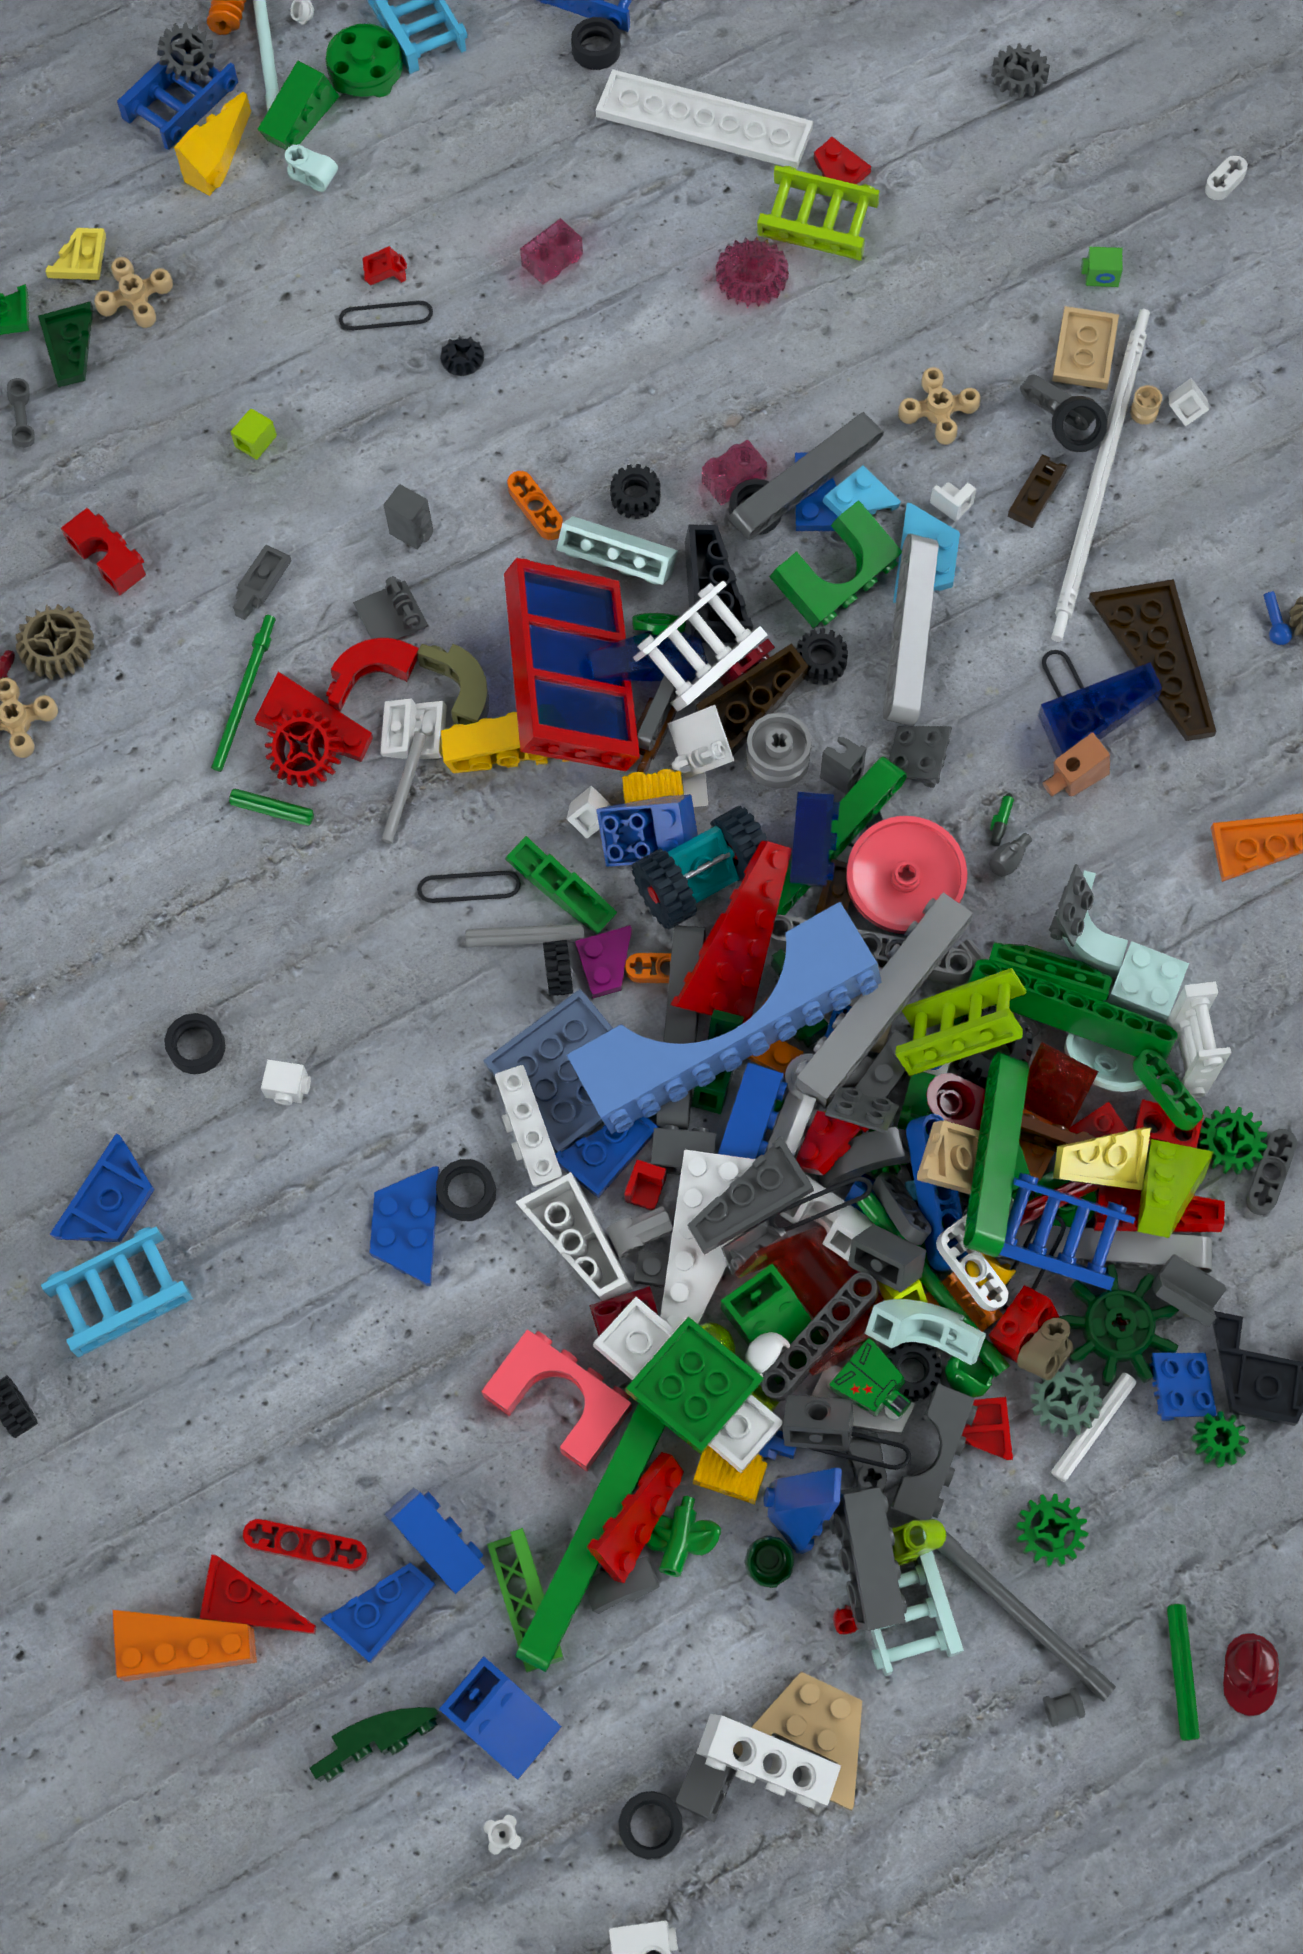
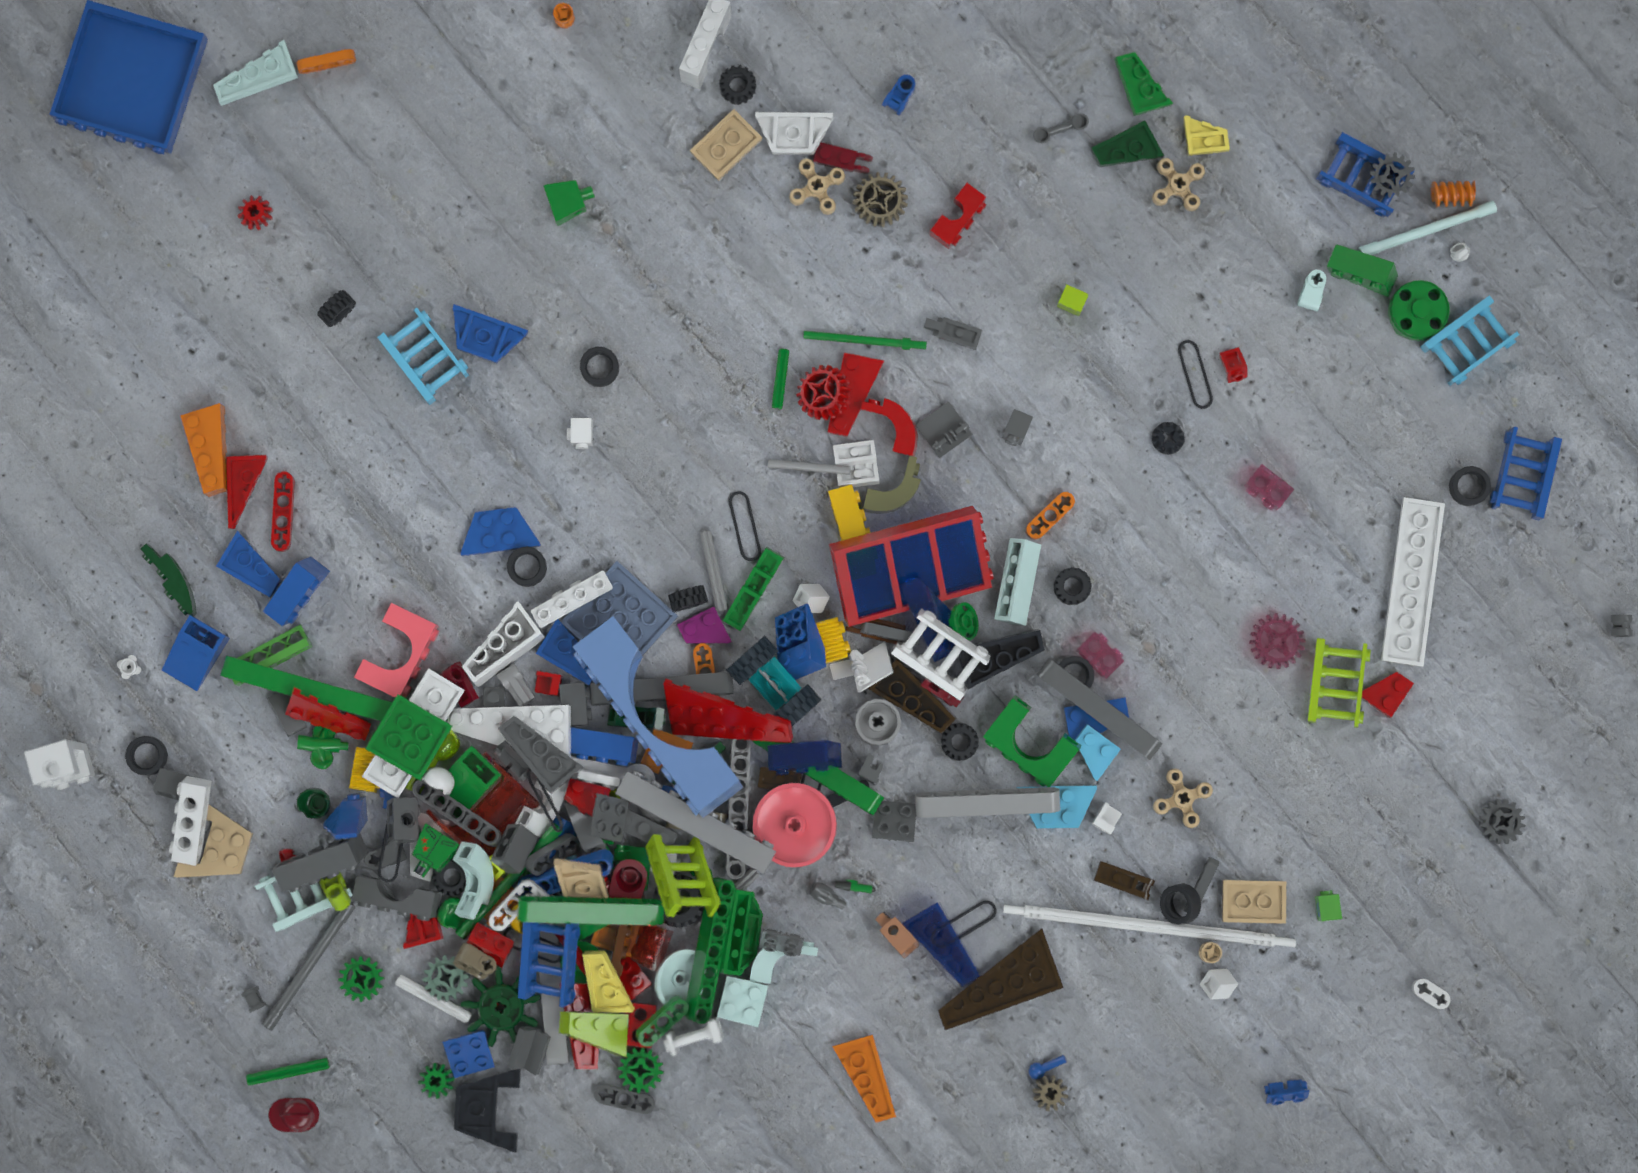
camera: 75 degrees right, 15 degrees up
(209, 149) = (1306, 212): yellow wedge -> none

